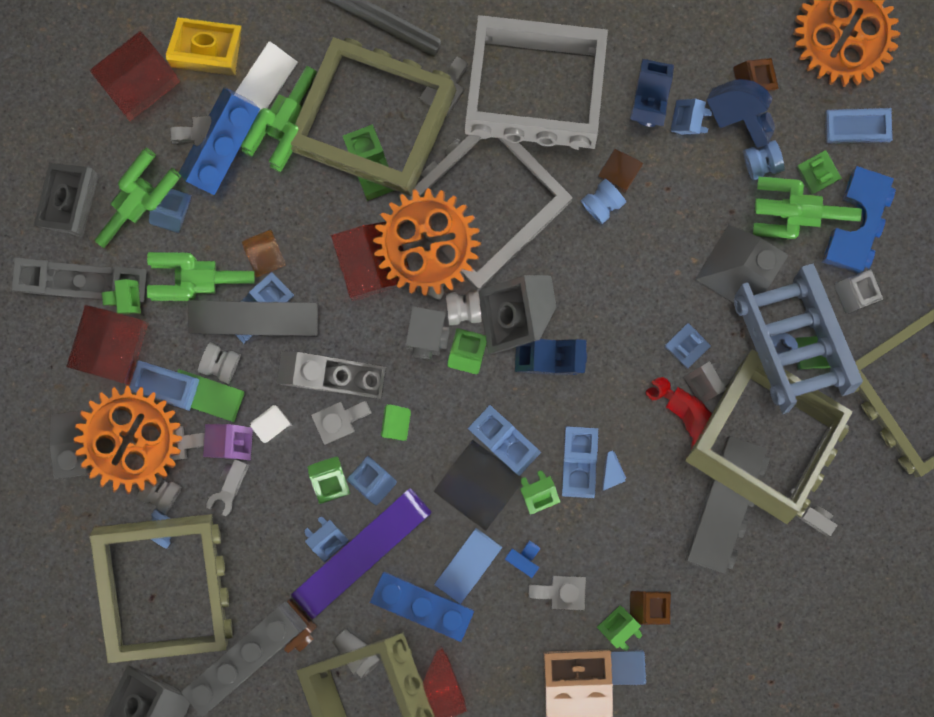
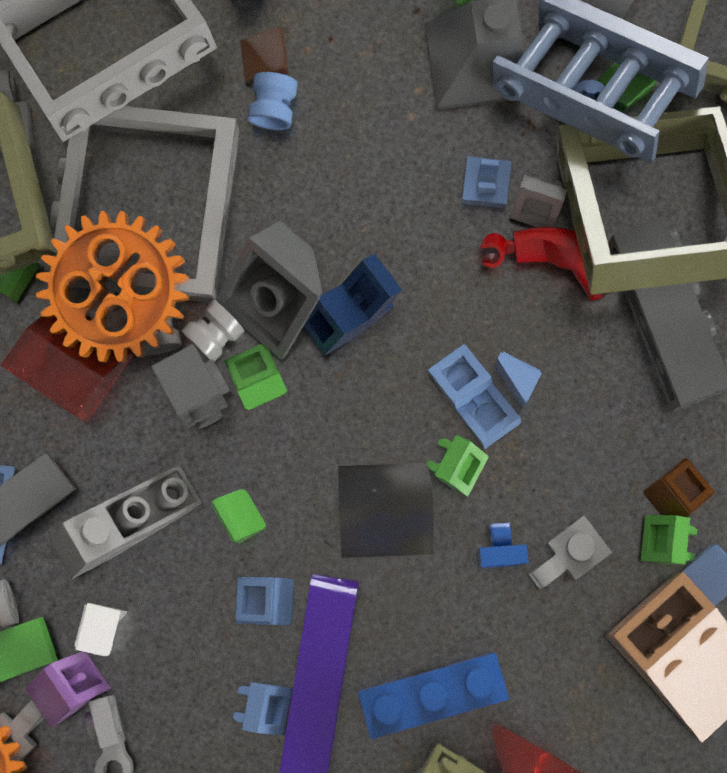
camera: 35 degrees left, 5 degrees down
(328, 480) = (215, 639): bright green slope -> none
(337, 422) = (173, 567): light grey plate -> none
(468, 566) = (446, 608): medium blue slope -> none
(504, 440) = (373, 439): medium blue slope -> none

